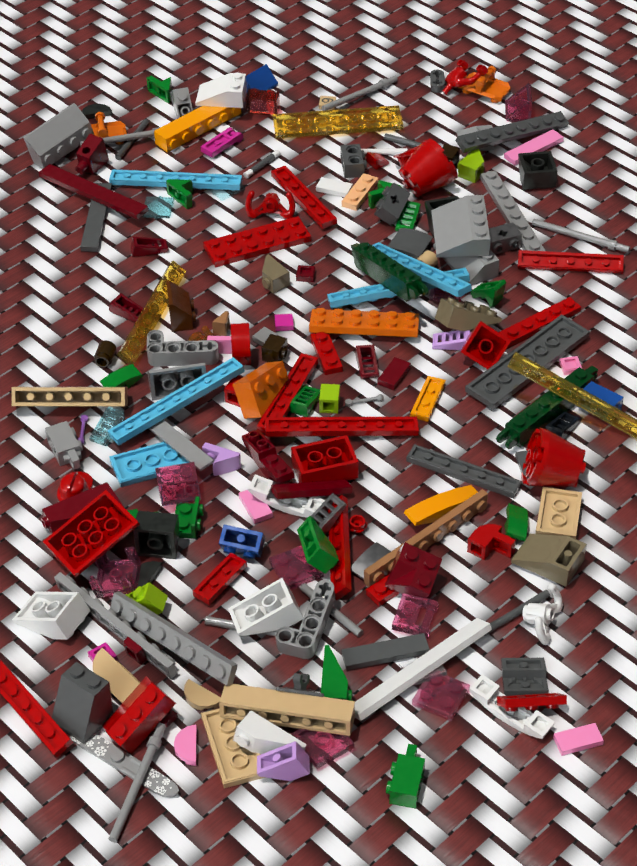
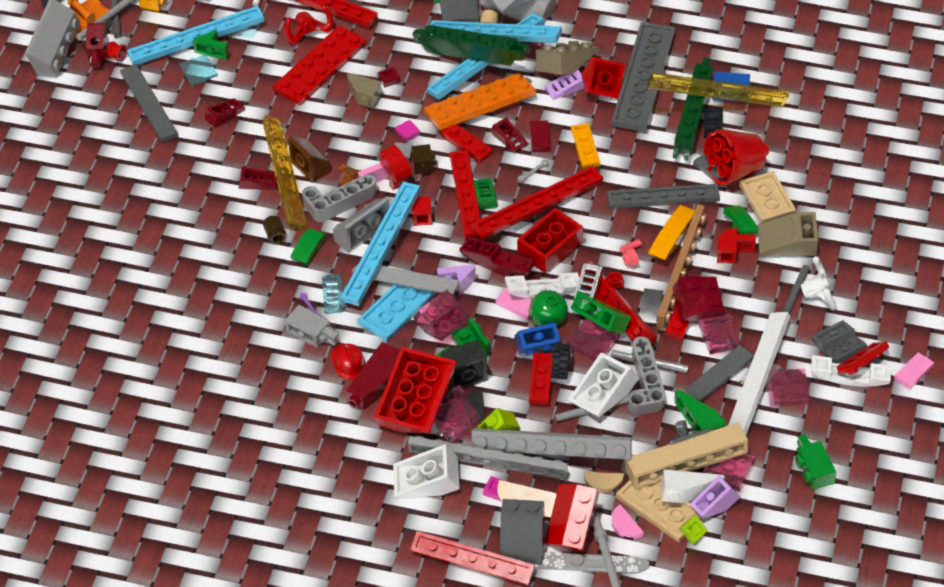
camera: 30 degrees left, 5 degrees up
(69, 396) = (279, 282): tan brick -> none
(93, 191) = (127, 79): dark red tile -> none
(103, 167) = (116, 51): none -> red wheel
(134, 650) = (522, 470): dark red tile -> none
(221, 324) = (356, 156): medium nougat slope -> none
(242, 782) = (693, 529): none -> lime tile
(245, 570) = (560, 361): none -> black tyre
(260, 388) = (443, 199): orange wedge -> none
(275, 521) = (548, 308): none -> green cylinder
(311, 489) = (557, 268): dark red tile -> none
(329, 398) = (506, 182): lime brick -> none
(386, 508) = (629, 254): none -> coral plate
(492, 291) = (568, 23): green slope -> none
(536, 322) = (626, 33): red plate -> none
(569, 364) = (679, 65): bright pink tile -> none

